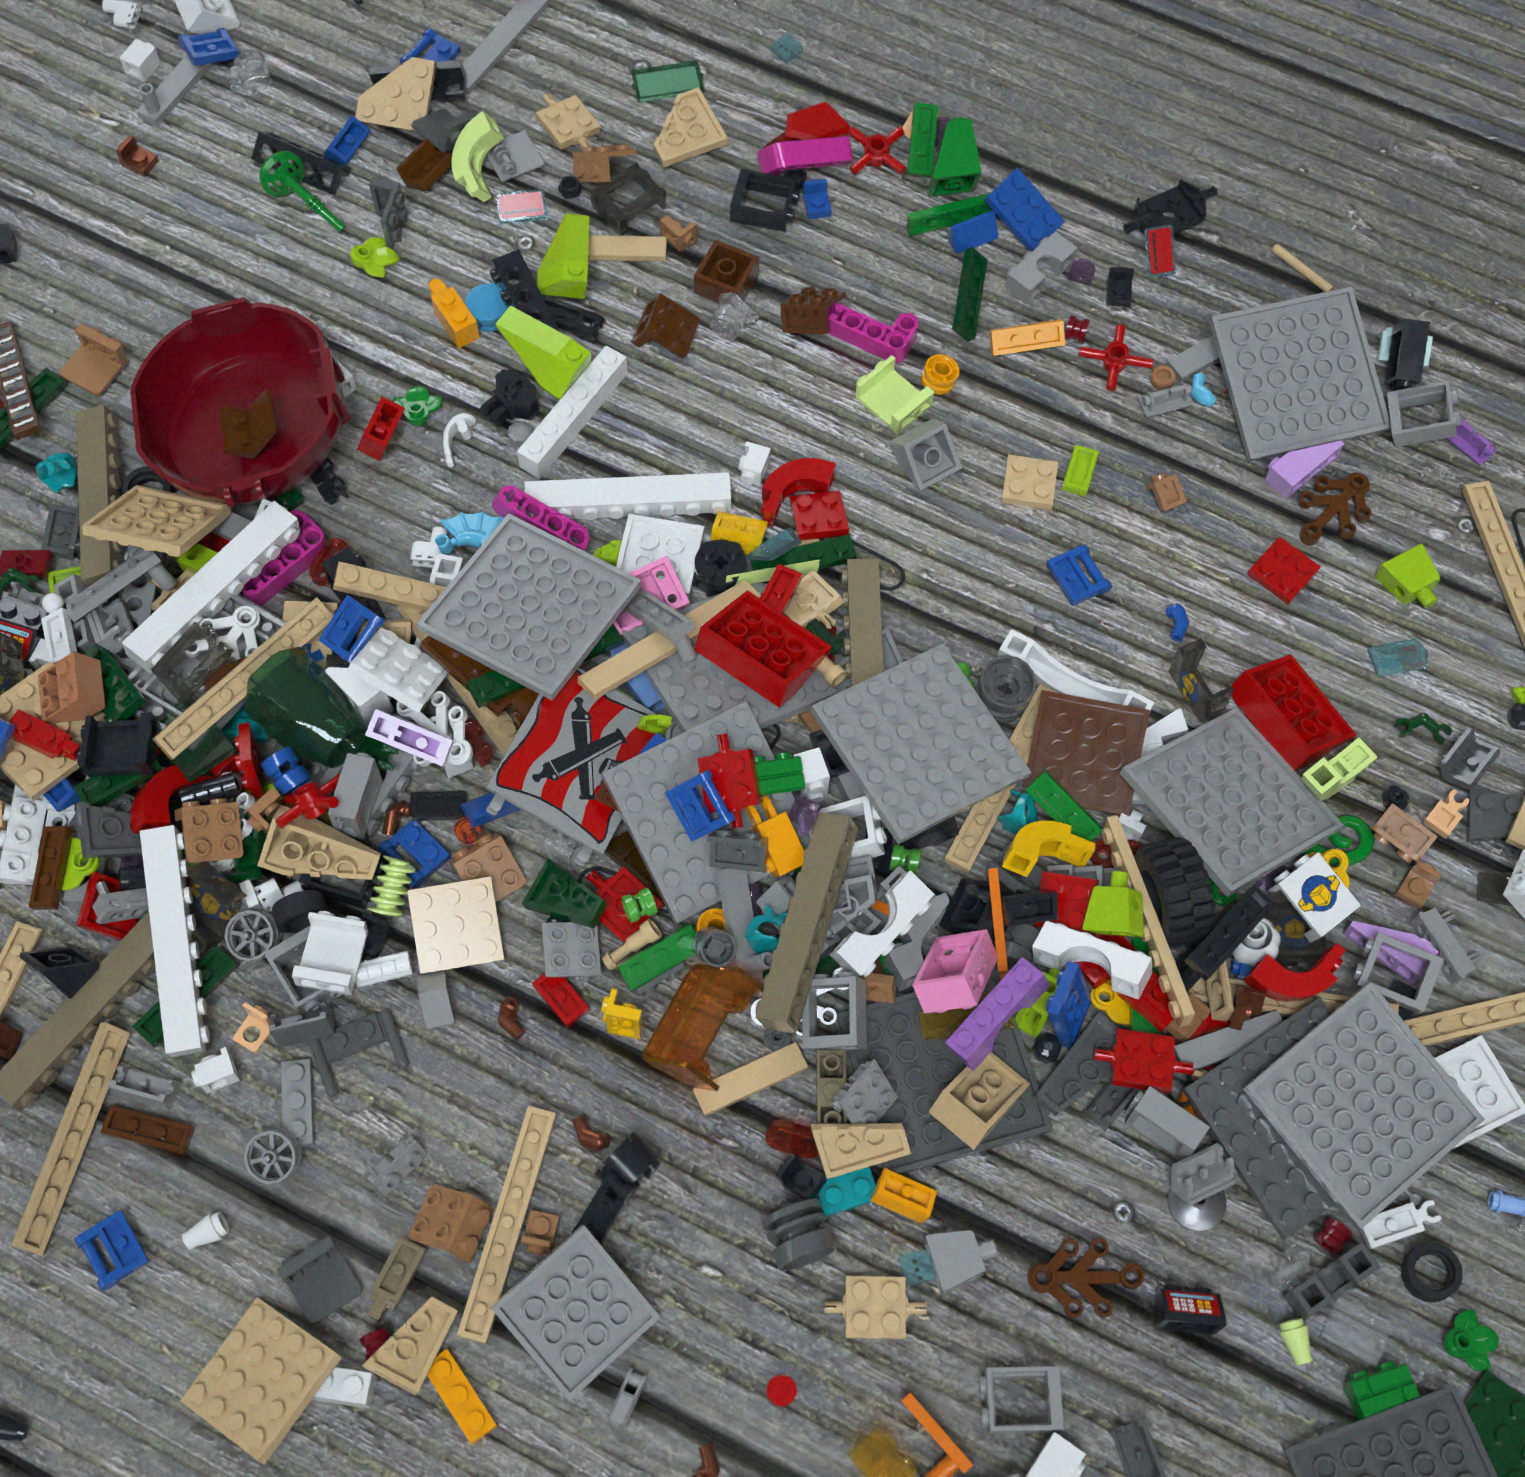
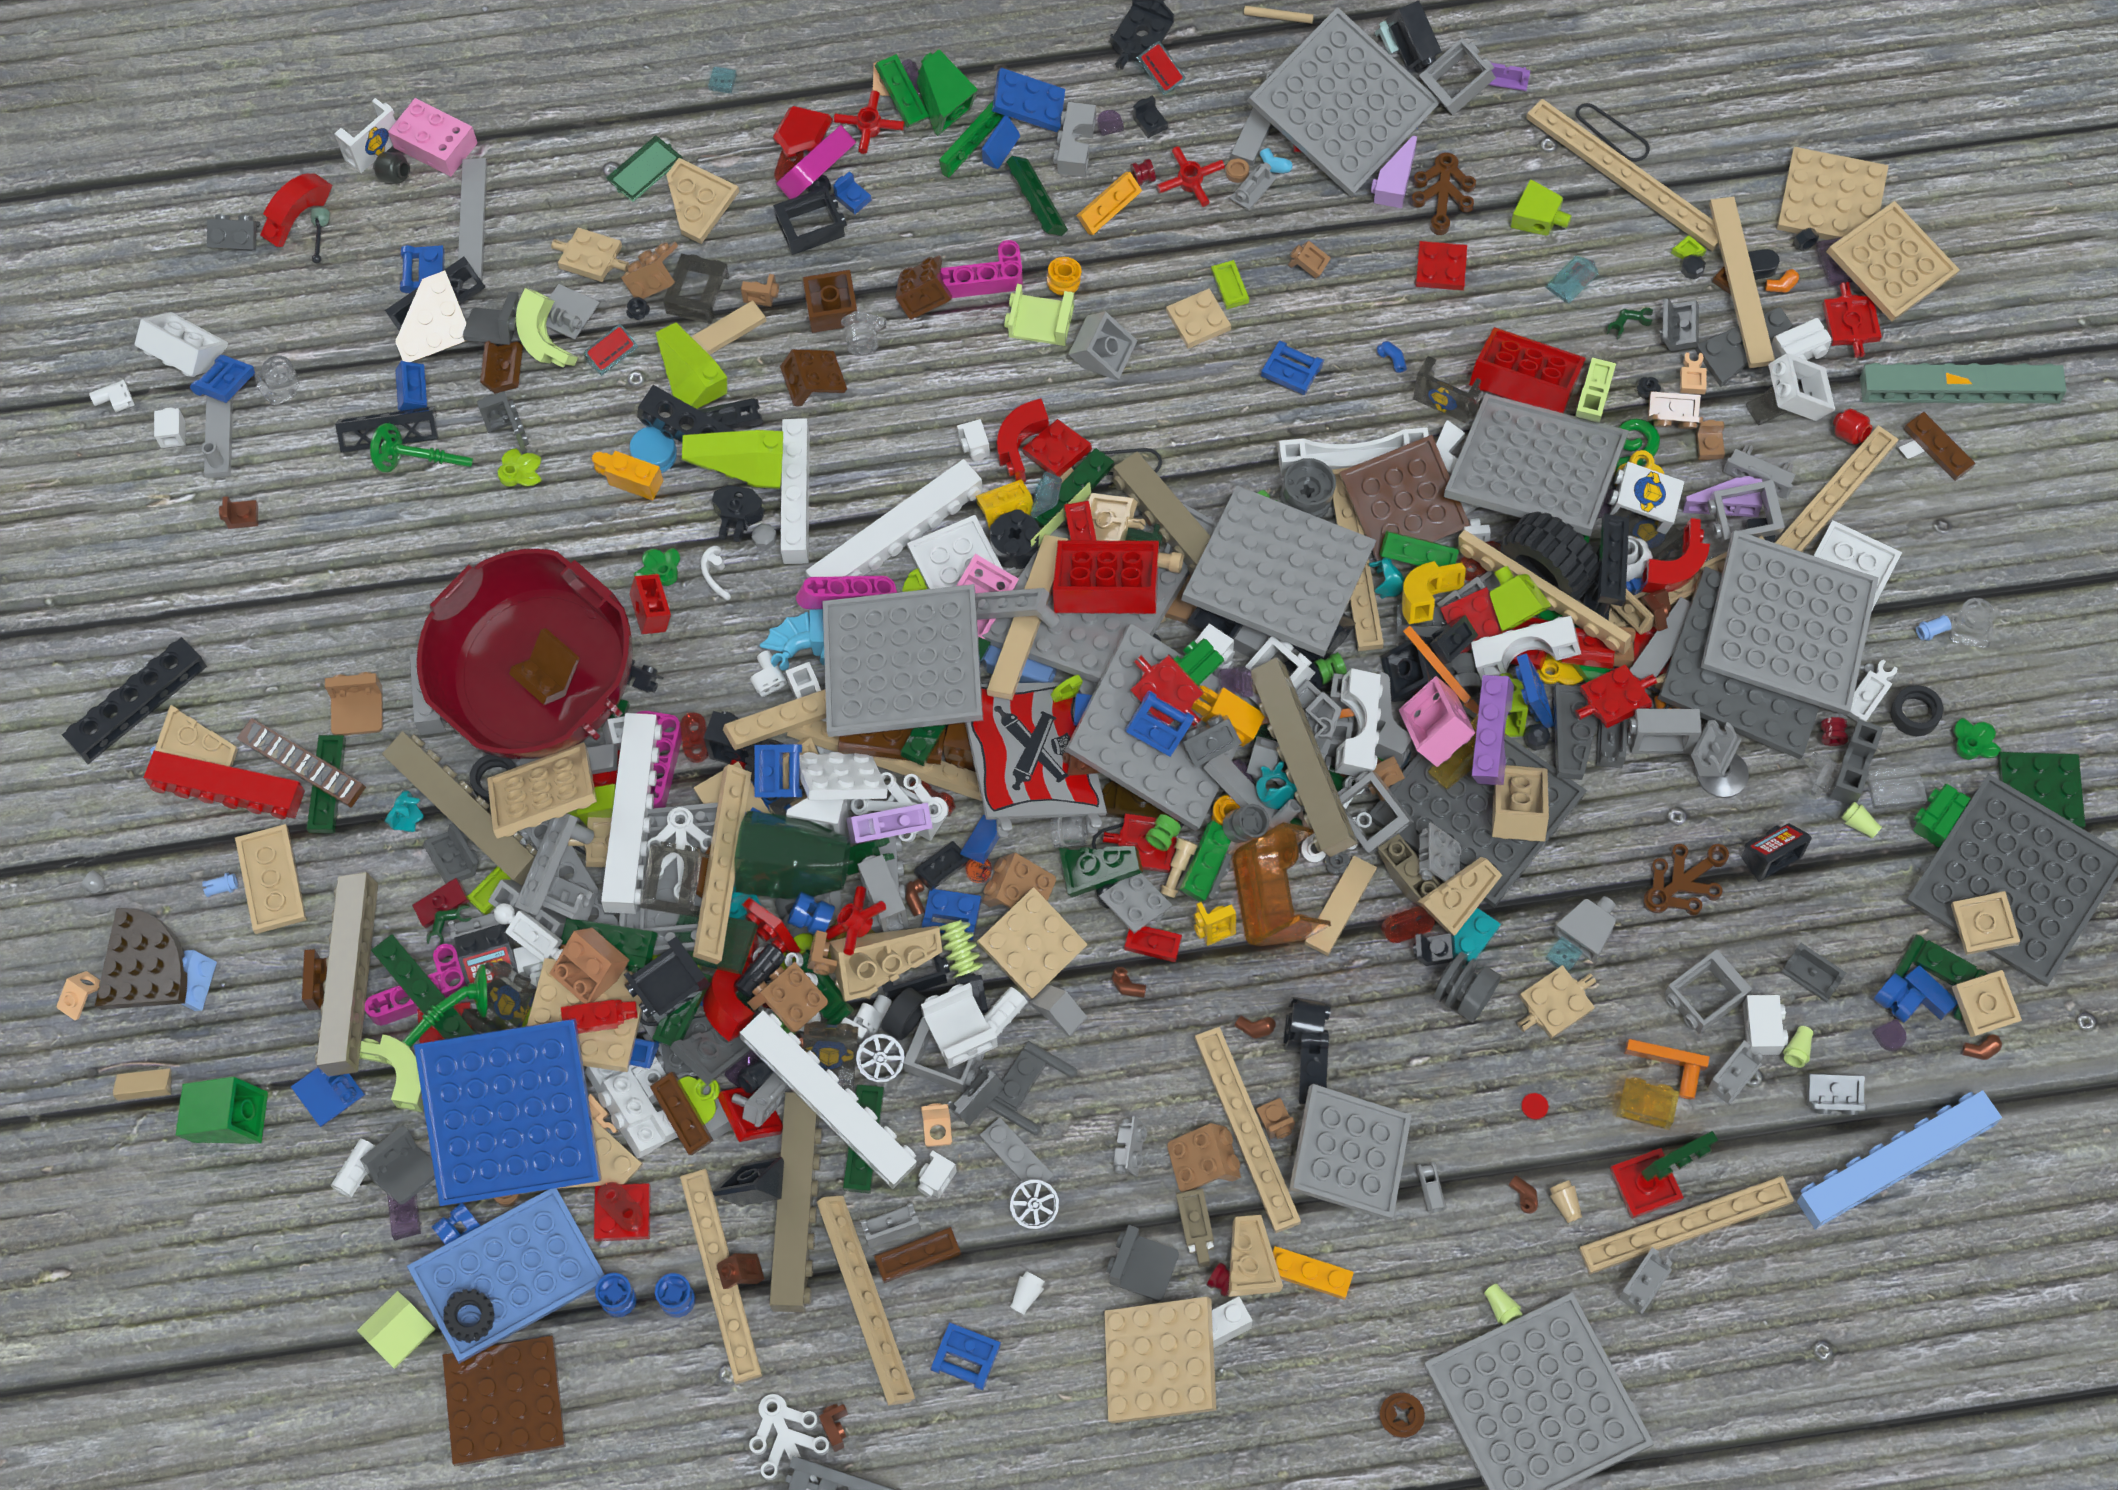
camera: 30 degrees left, 0 degrees up
(904, 1196) = (1518, 910): light orange slope -> none

